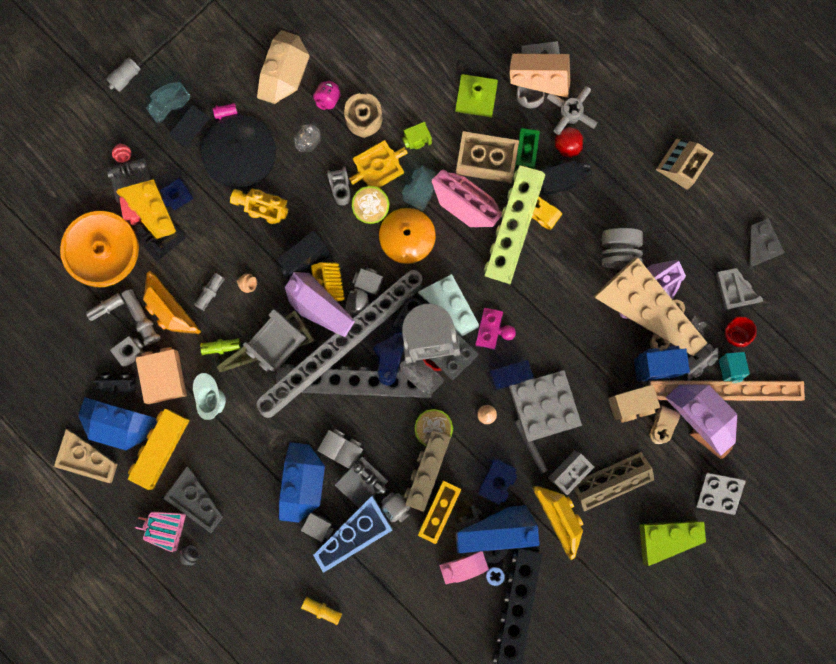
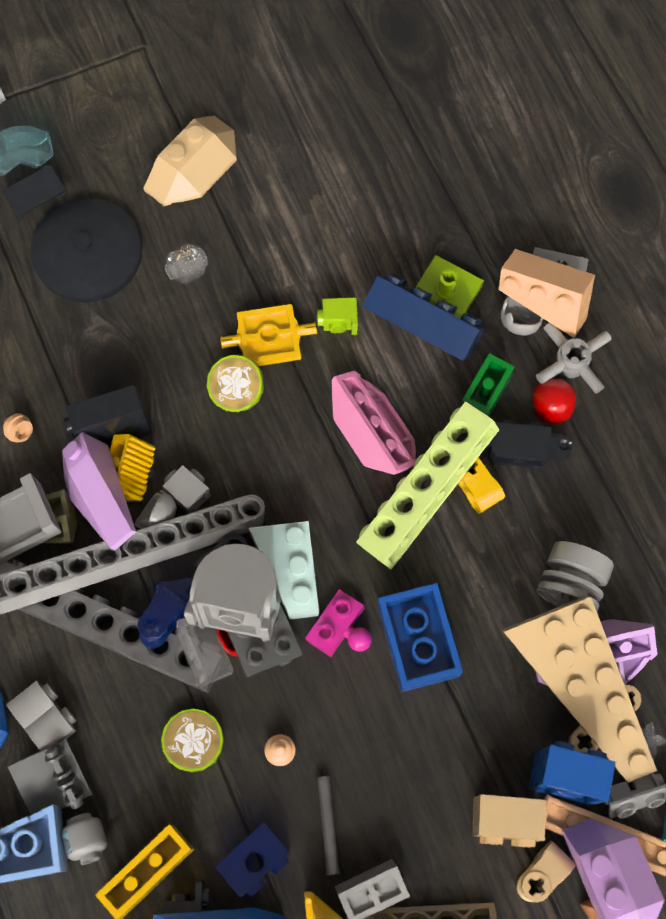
camera: 20 degrees right, 10 degrees down
(225, 110) = (91, 189): dark pink pin -> none
(261, 205) = (83, 328): yellow brick -> none
(327, 95) = (237, 217): dark pink head -> none
(339, 183) = (204, 339): light grey piece -> none
(363, 104) = (275, 259): tan brick -> none
(407, 248) = (274, 463): light orange dish -> none
(421, 188) = (313, 389): clear light blue brick -> none
(428, 470) = (156, 798): dark tan brick -> none
(472, 118) = (424, 317): none -> dark blue brick
(487, 157) = (425, 377): tan brick -> none
(511, 375) = (338, 704): clear blue brick -> none
(543, 318) = (419, 637): none -> blue brick
(545, 406) = (372, 772): light grey plate -> none

